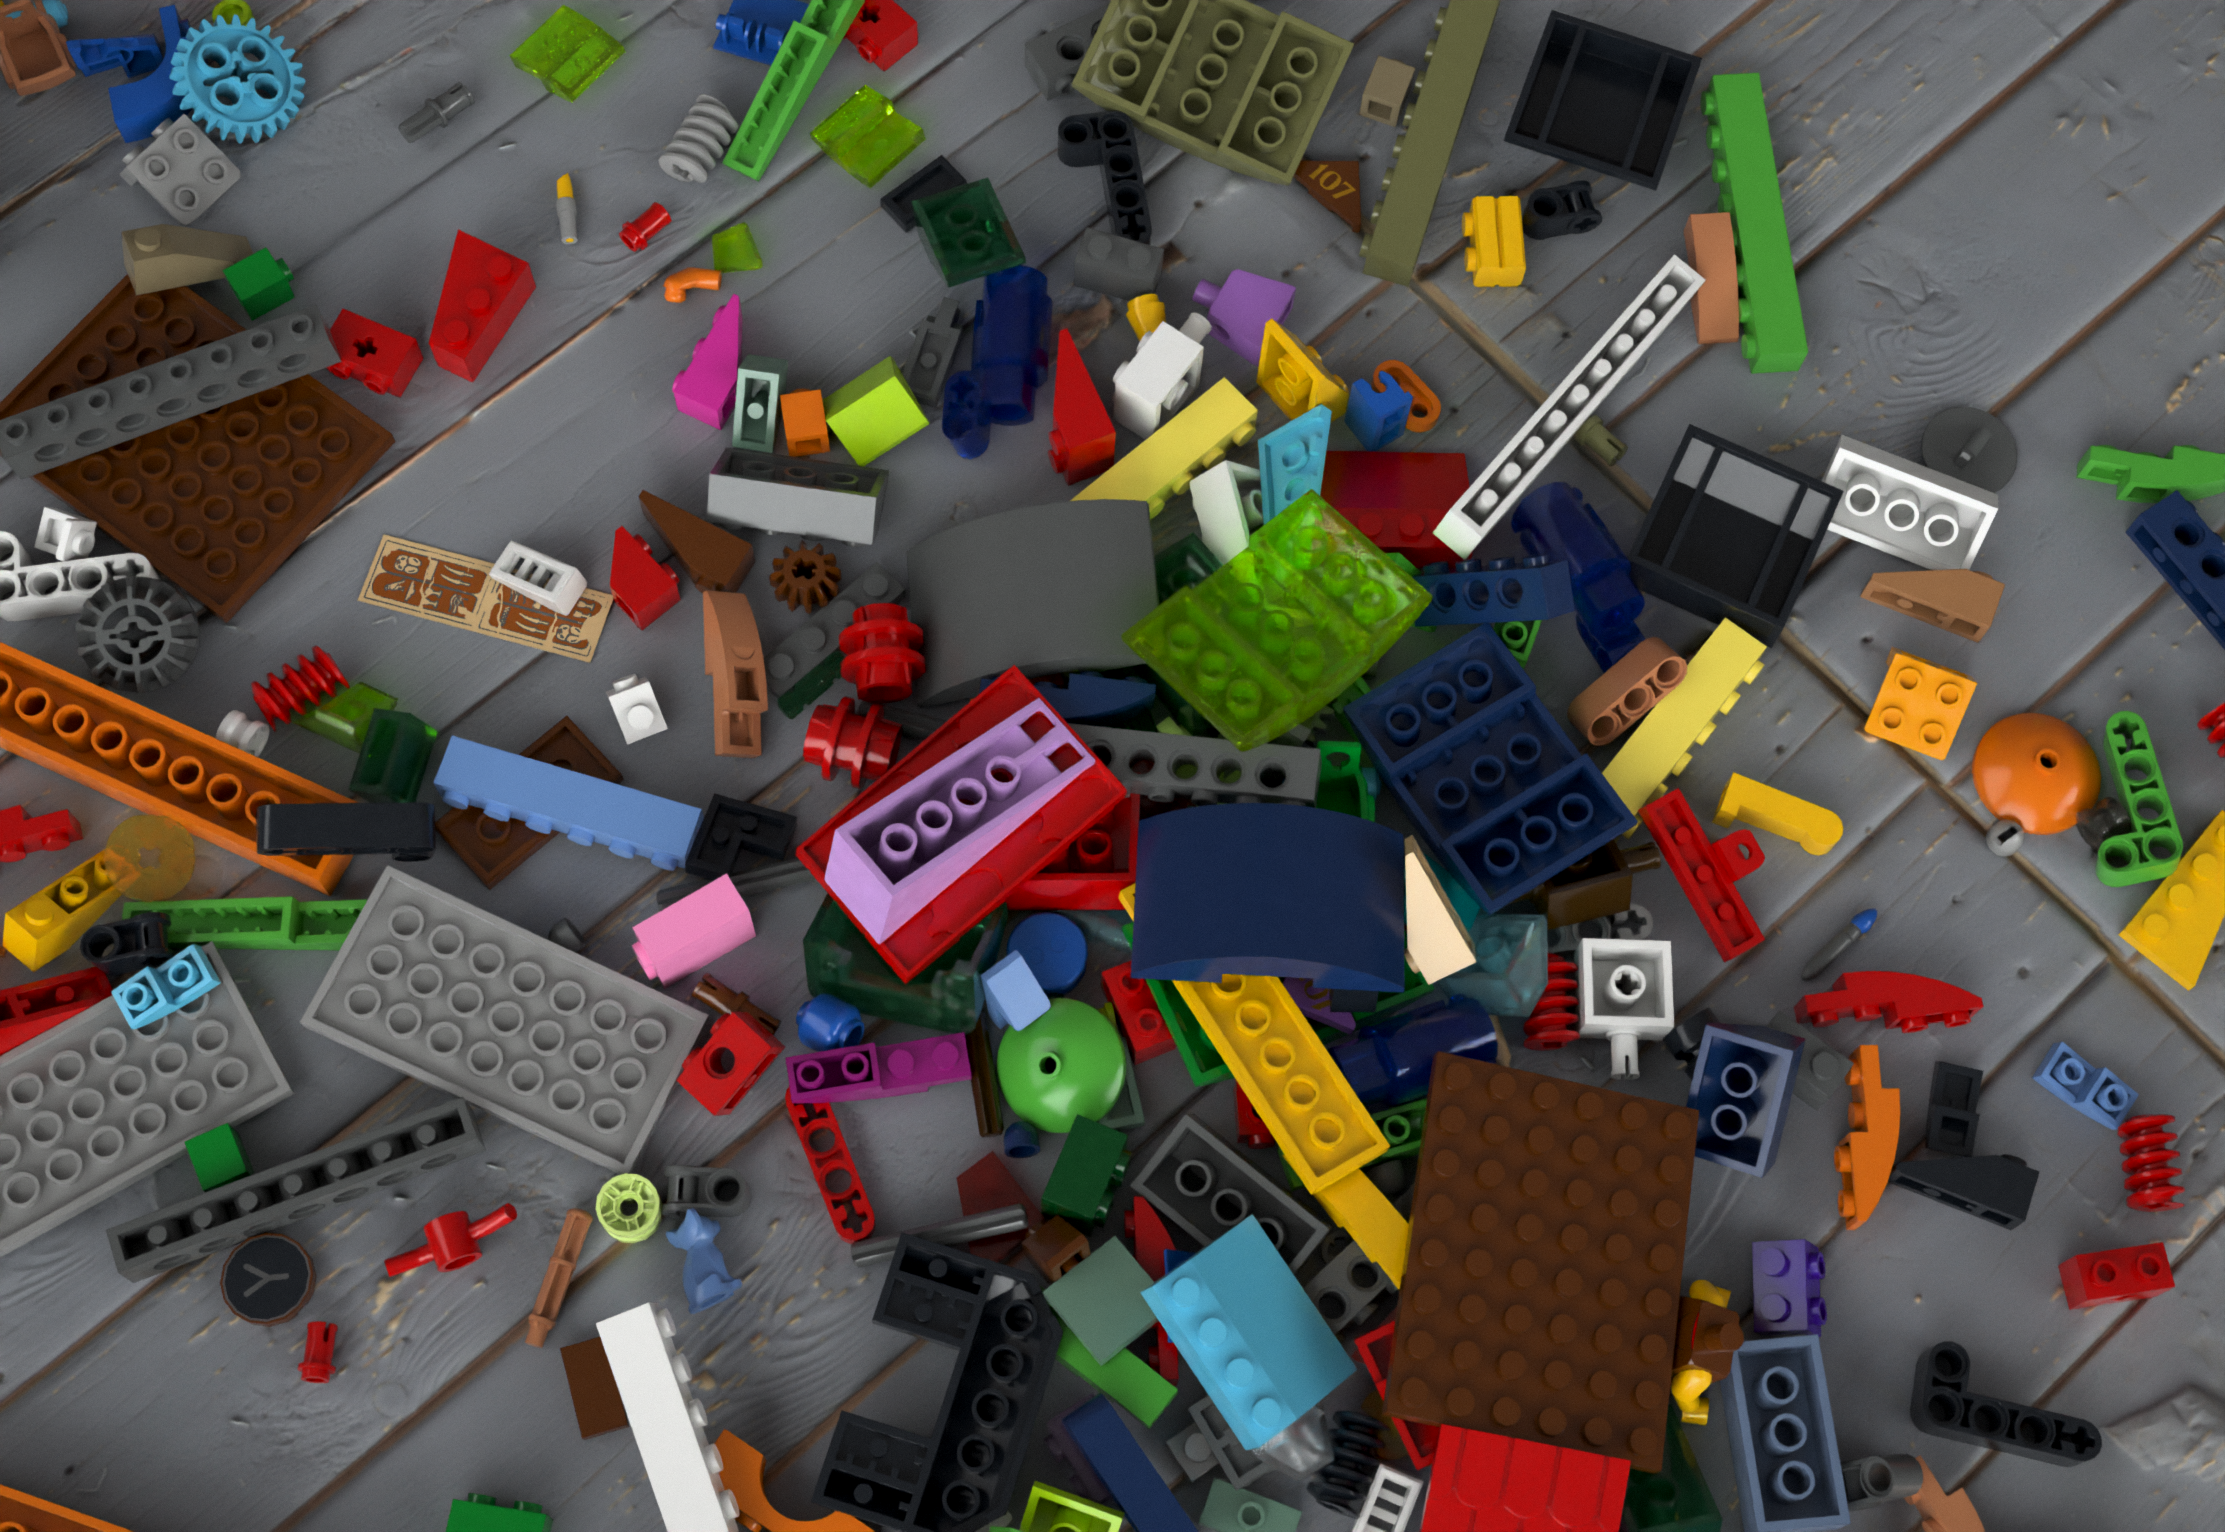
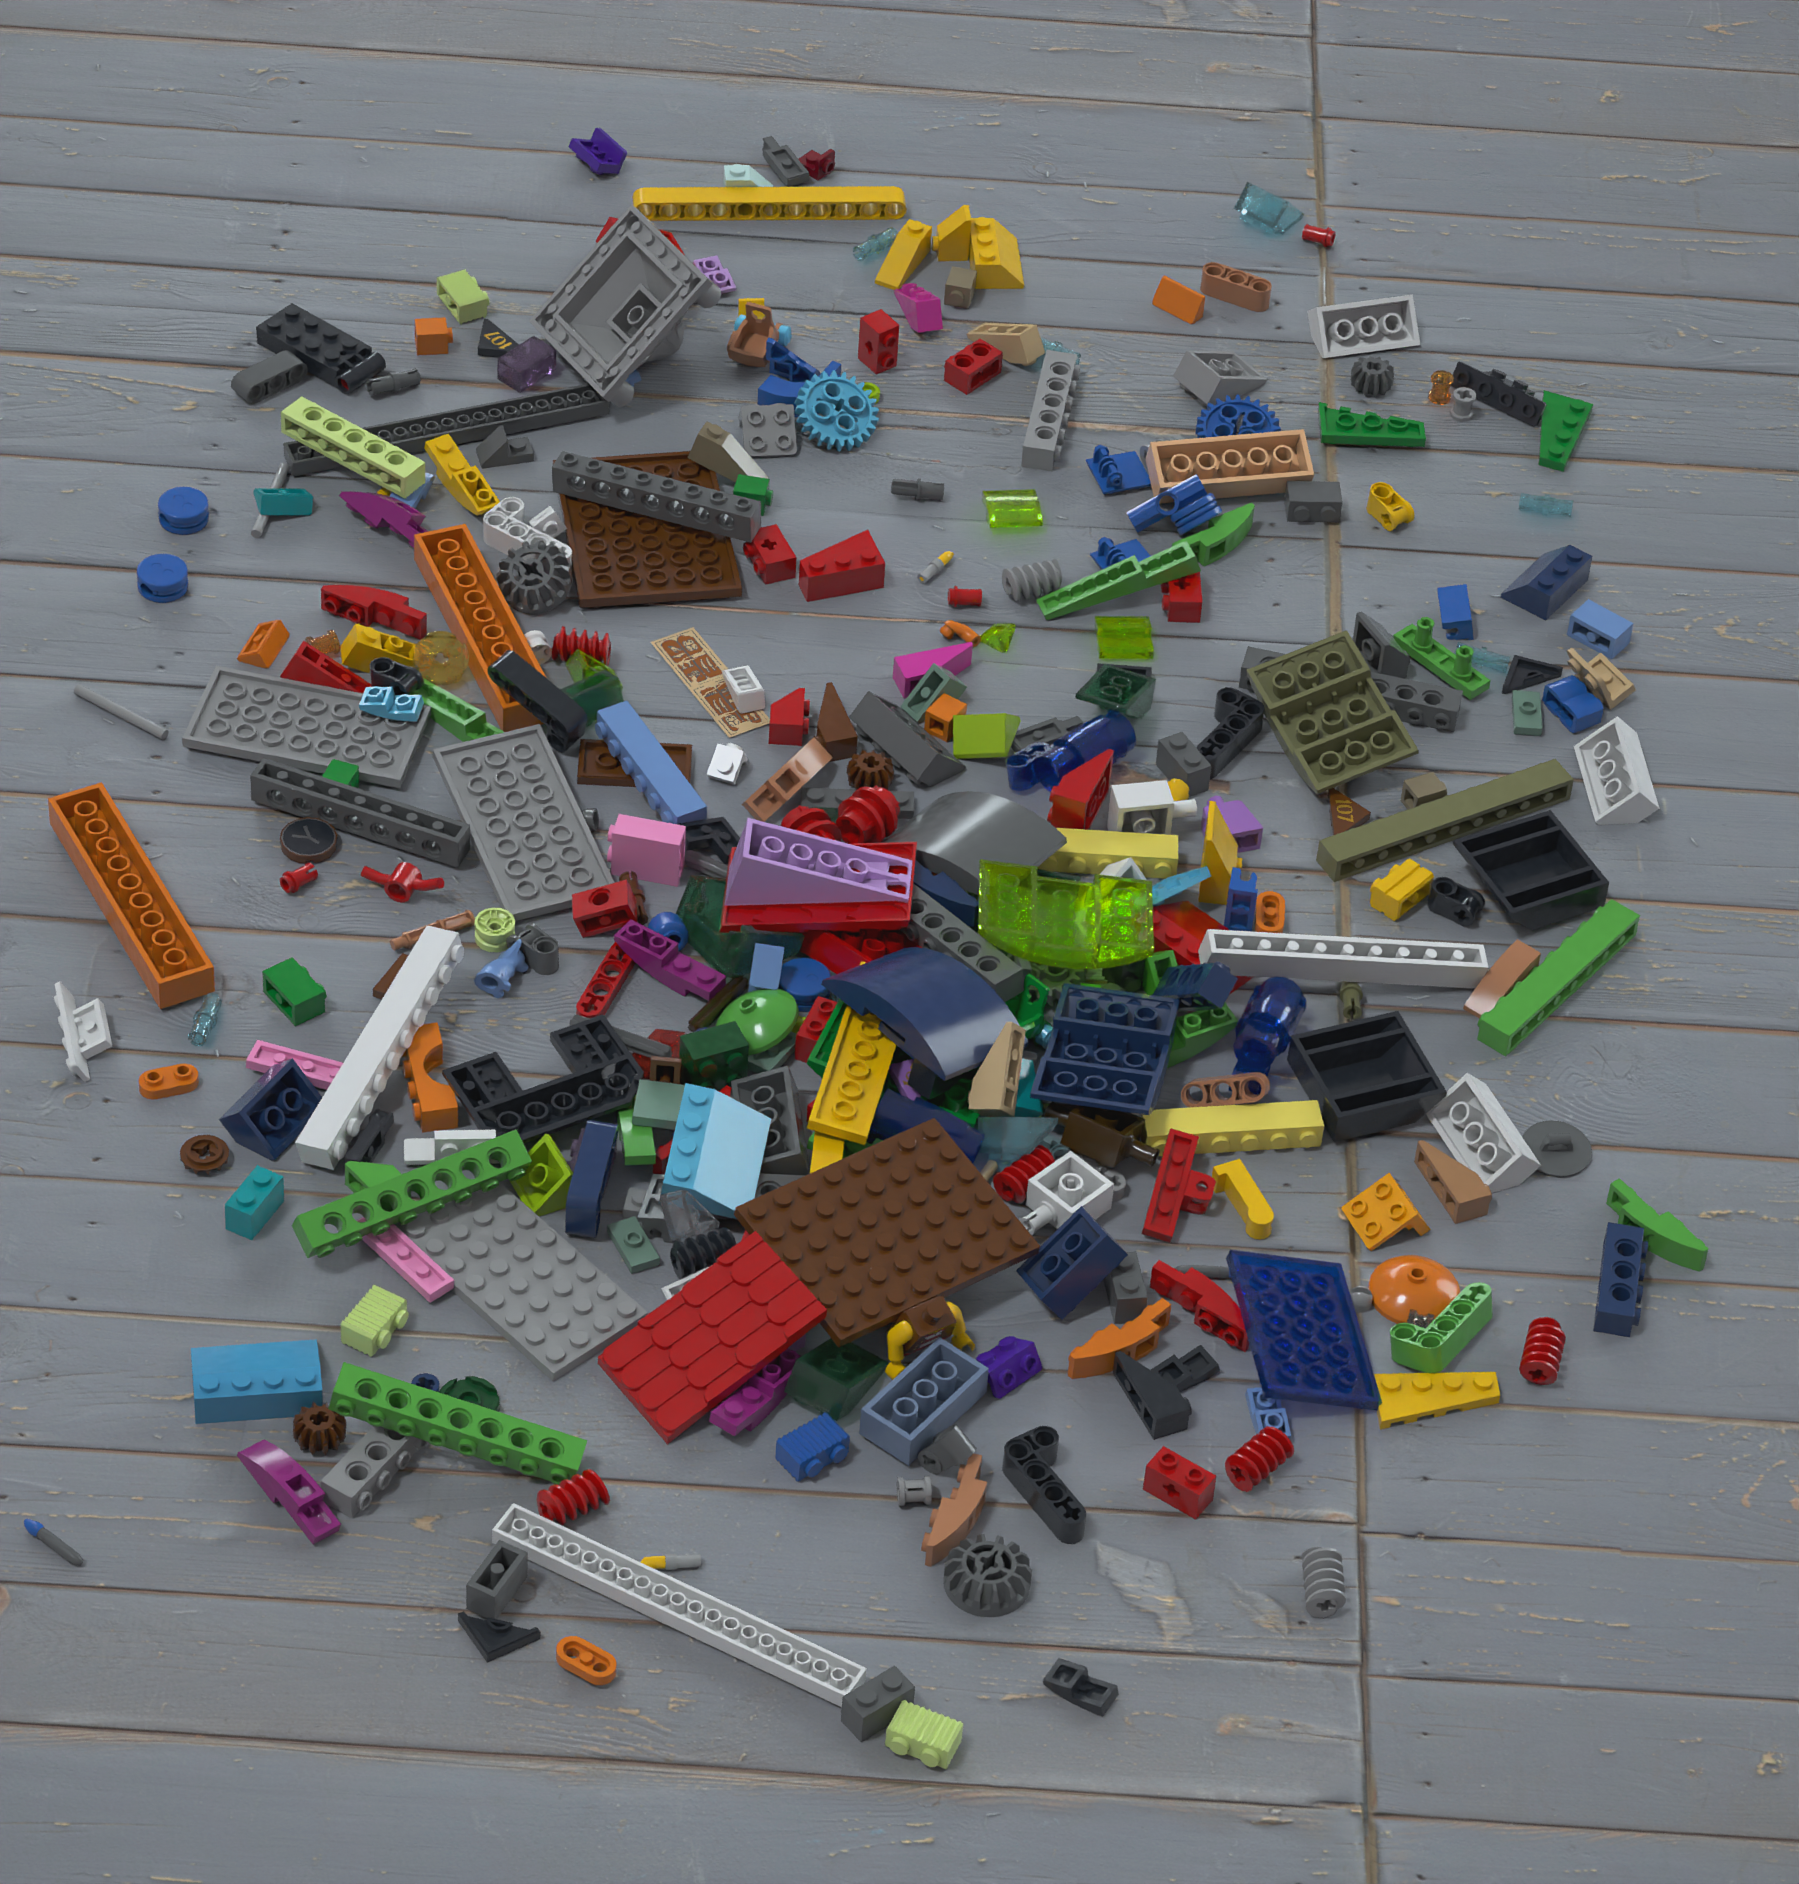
camera: 45 degrees right, 25 degrees down
(2025, 948) = (1303, 1330): none -> clear blue plate

